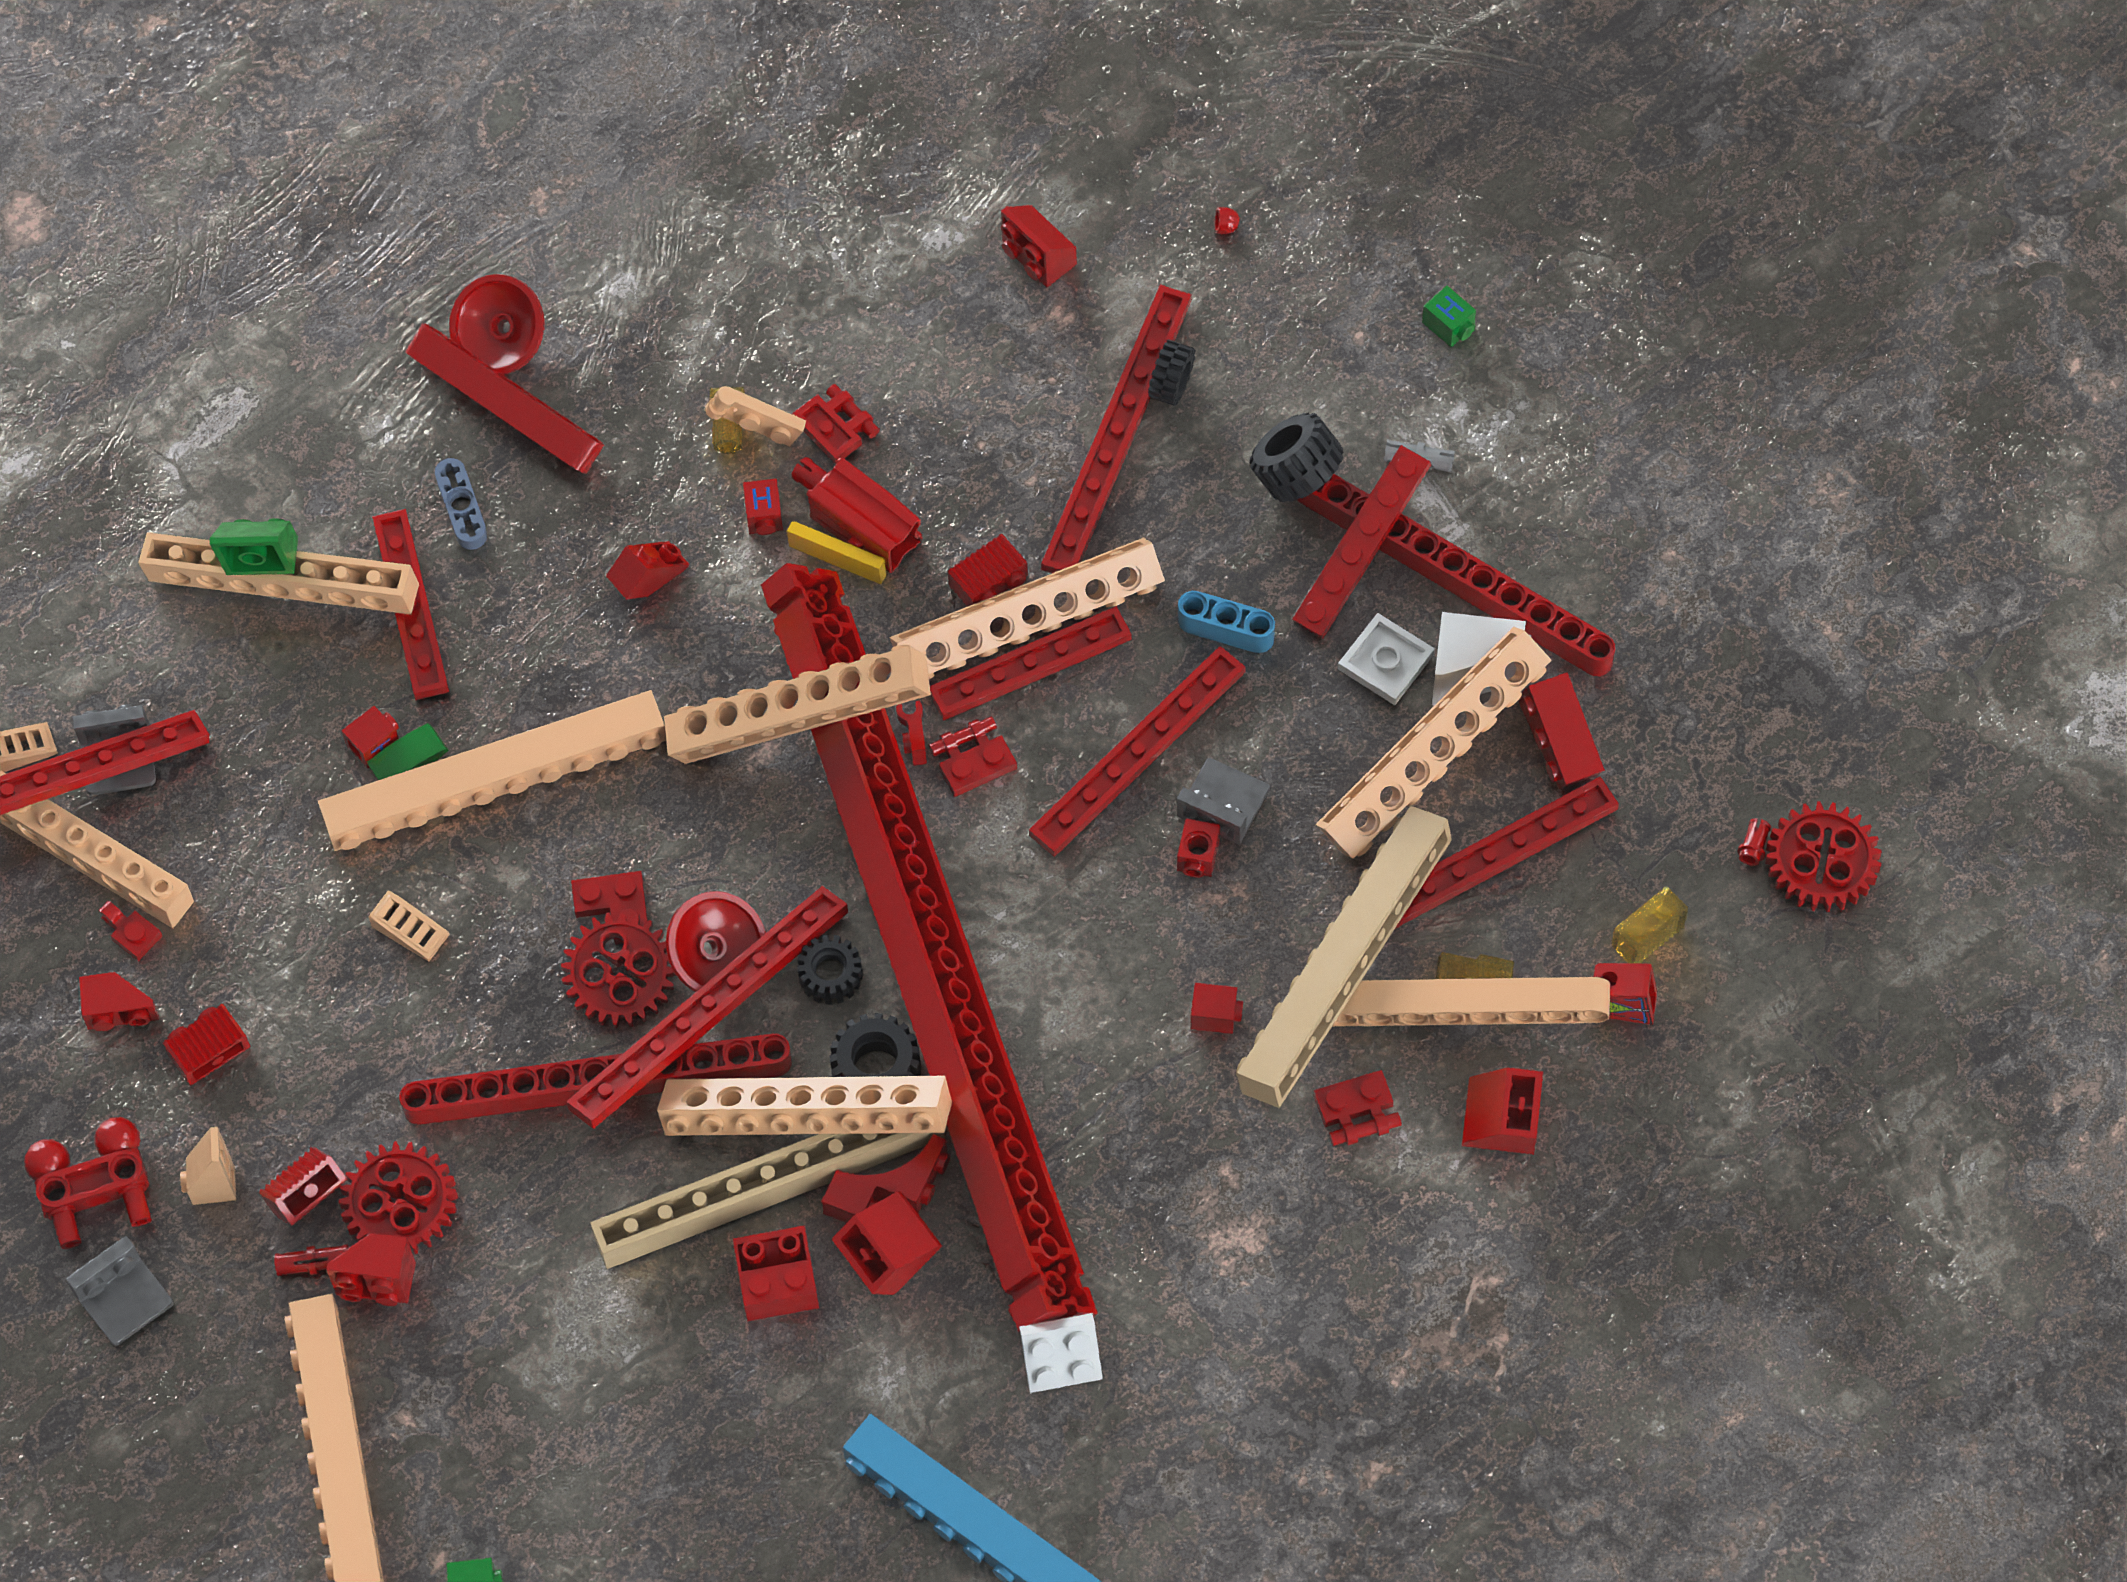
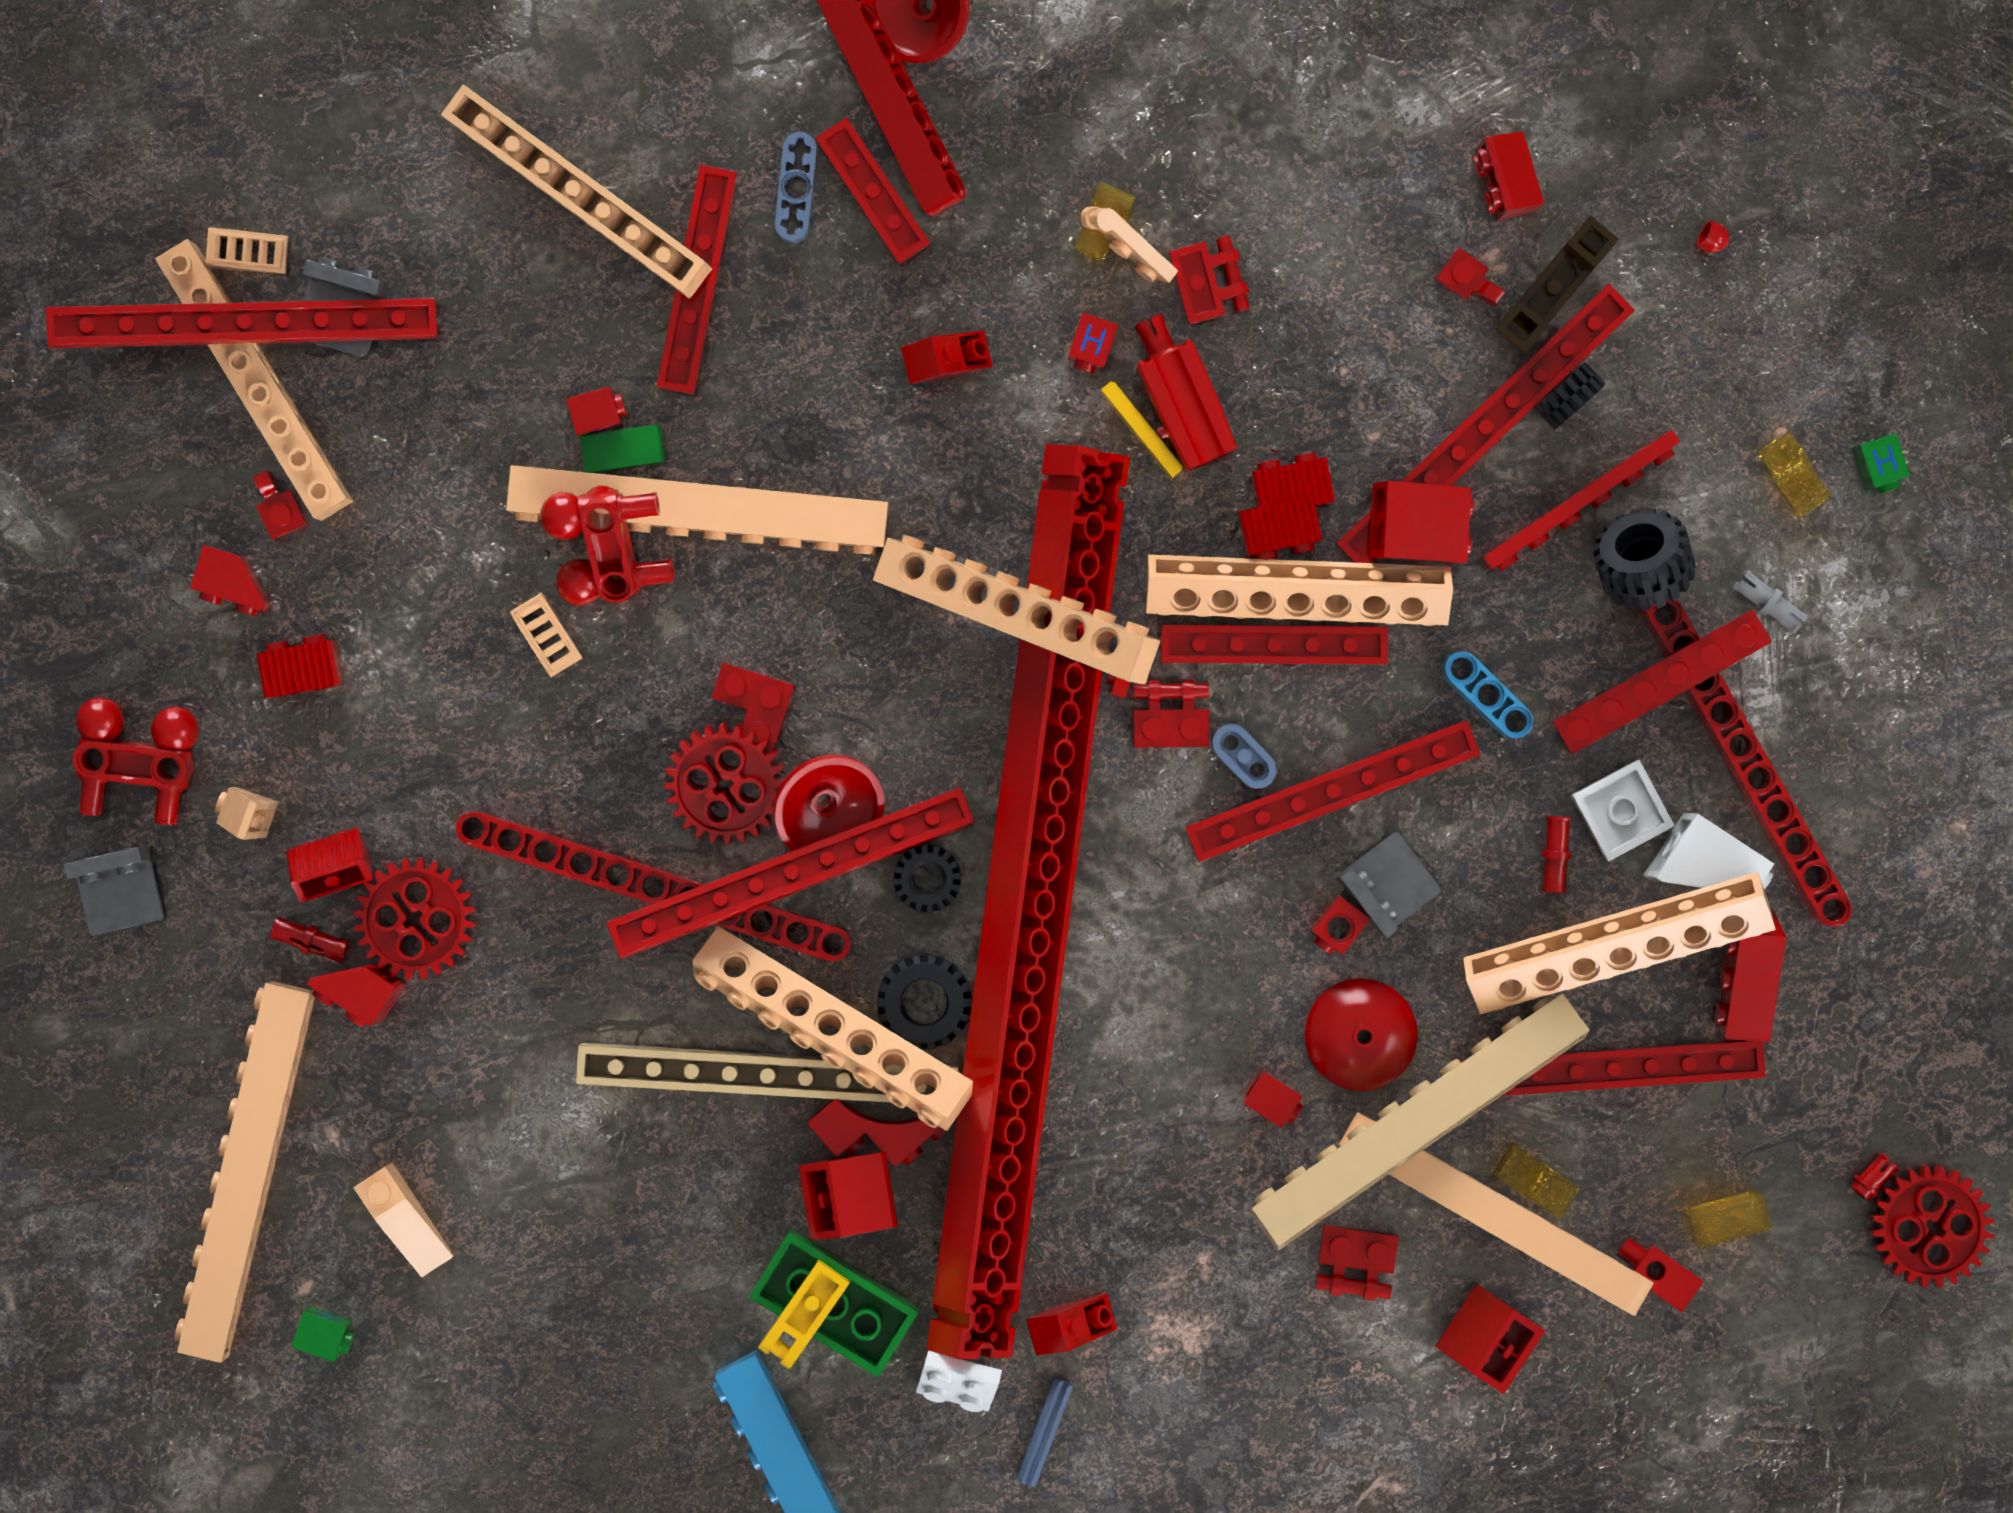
camera: 25 degrees right, 25 degrees up
(255, 547) = (559, 167): green slope -> none
(384, 808) = (606, 542): none -> red piece
(501, 1452) = (403, 1219): none -> light nougat slope
(526, 477) = (872, 191): none -> red plate
(775, 1273) = (732, 1169): red slope -> none
(895, 1344) = (805, 1313): none -> yellow plate
(918, 1340) = (863, 1322): none -> green brick
(986, 524) = (1292, 481): none -> red brick
(1044, 332) = (1466, 276): none -> red plate
(1051, 756) = (1243, 756): none -> sand blue plate
(1099, 513) = (1420, 522): none -> red panel
(1119, 303) = (1556, 284): none -> dark brown slope
(1136, 1268) = (1071, 1325): none -> red slope
(1160, 1372) = (1044, 1431): none -> sand blue axle
(1218, 456) = (1594, 493): none -> red plate
(1261, 949) = (1341, 1015): none -> red dish
(1350, 715) = (1556, 854): none -> red pin
(1383, 358) = (1793, 475): none -> clear yellow slope

